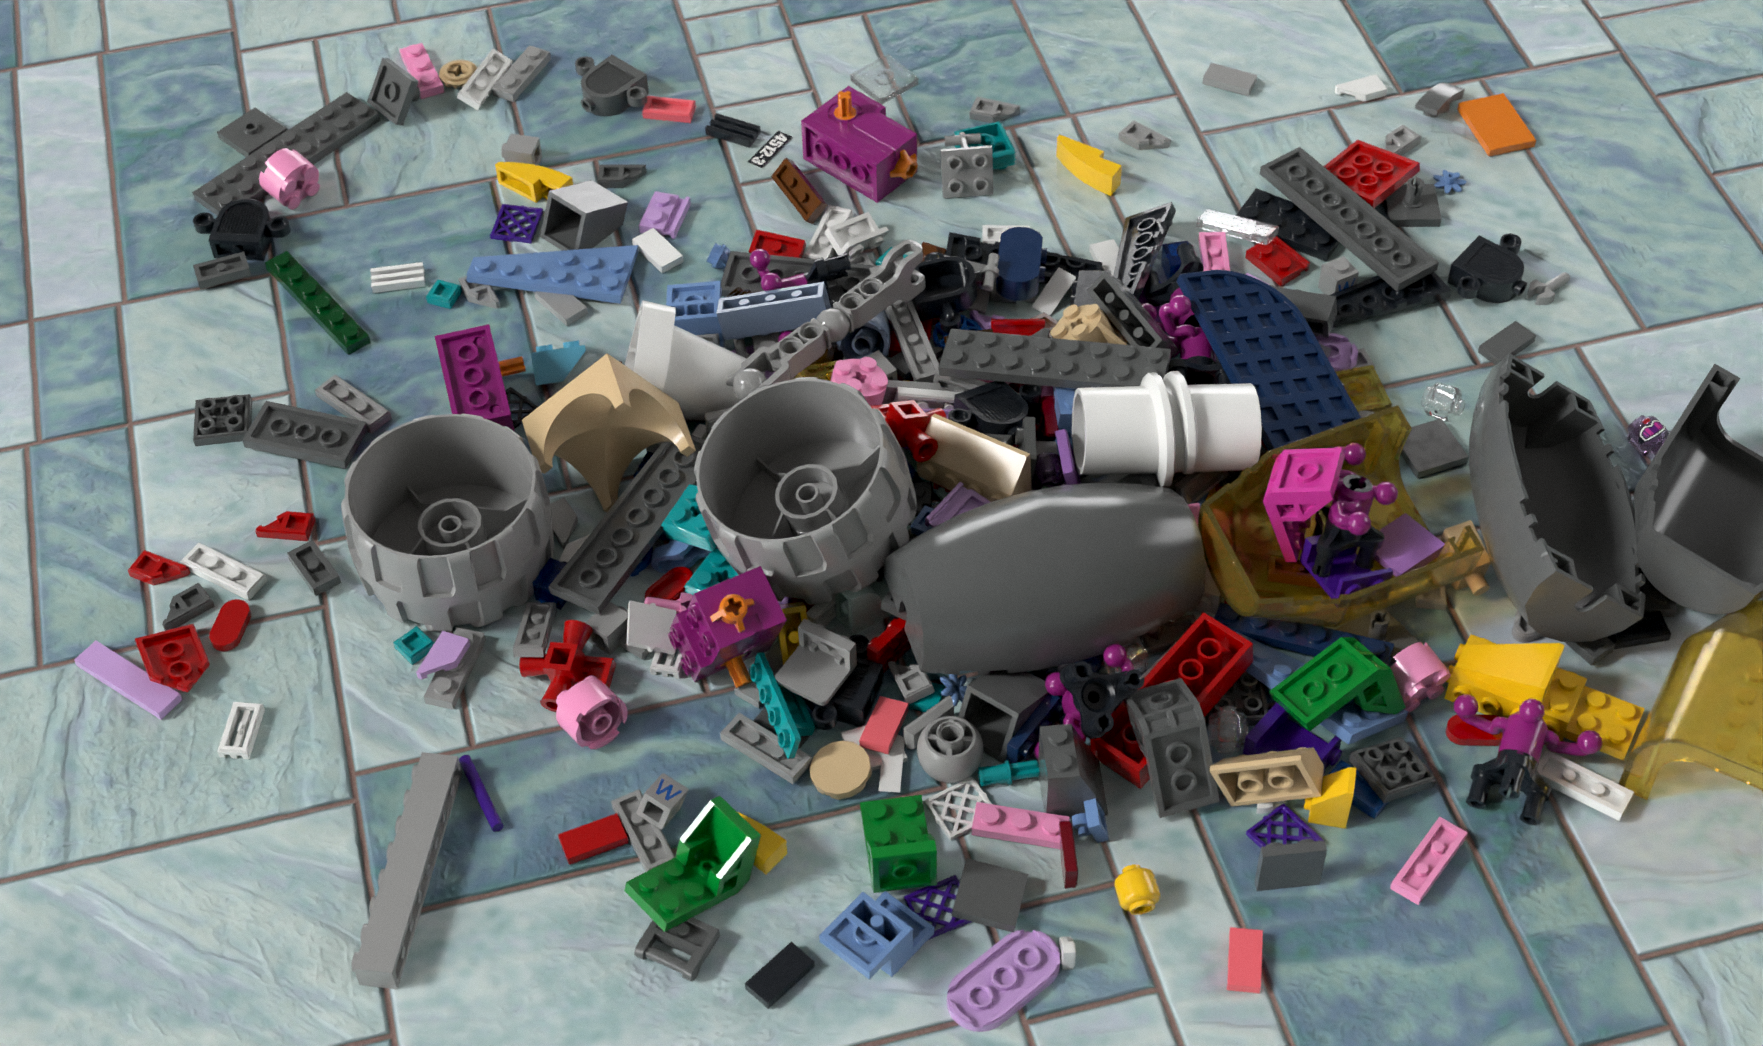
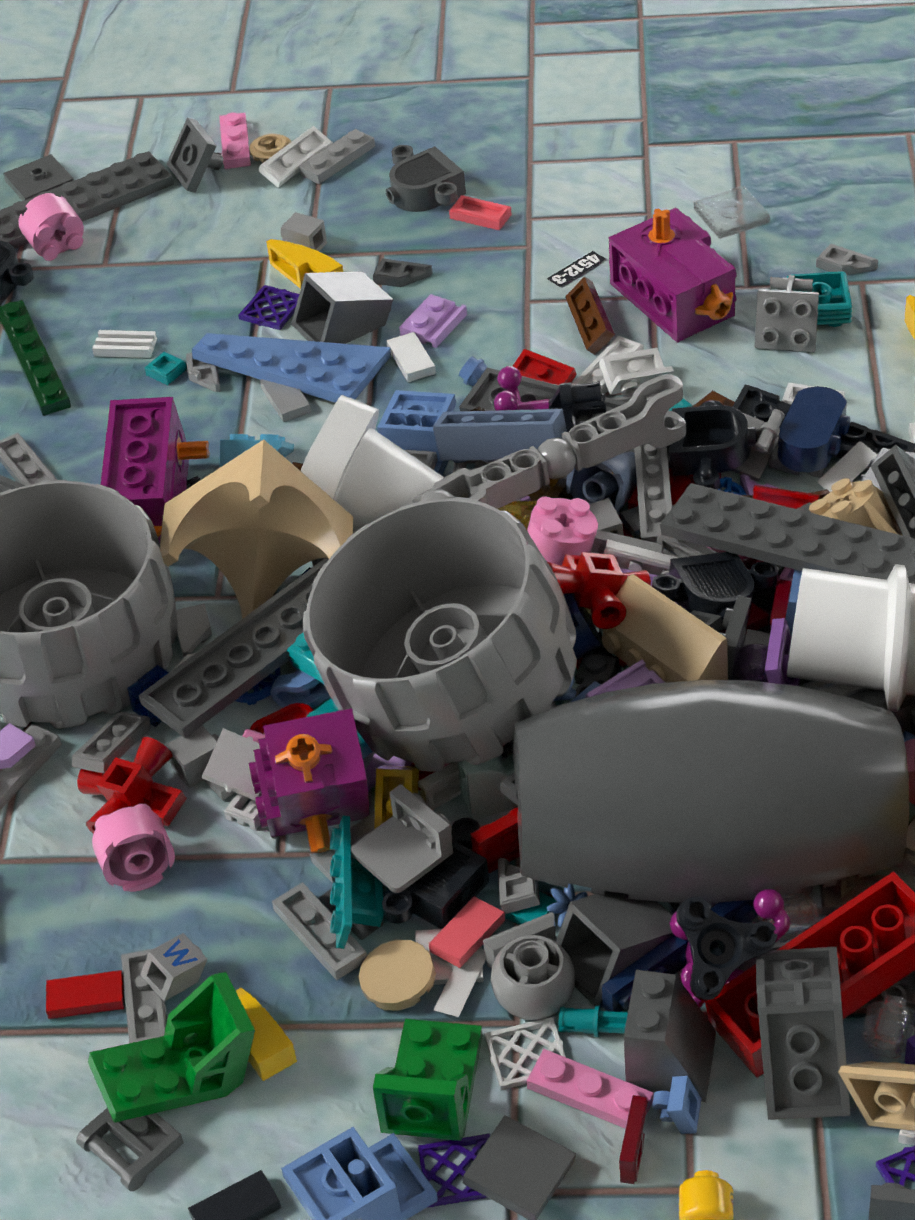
camera: 20 degrees right, 5 degrees down
(733, 130) = (541, 243): black tile -> none

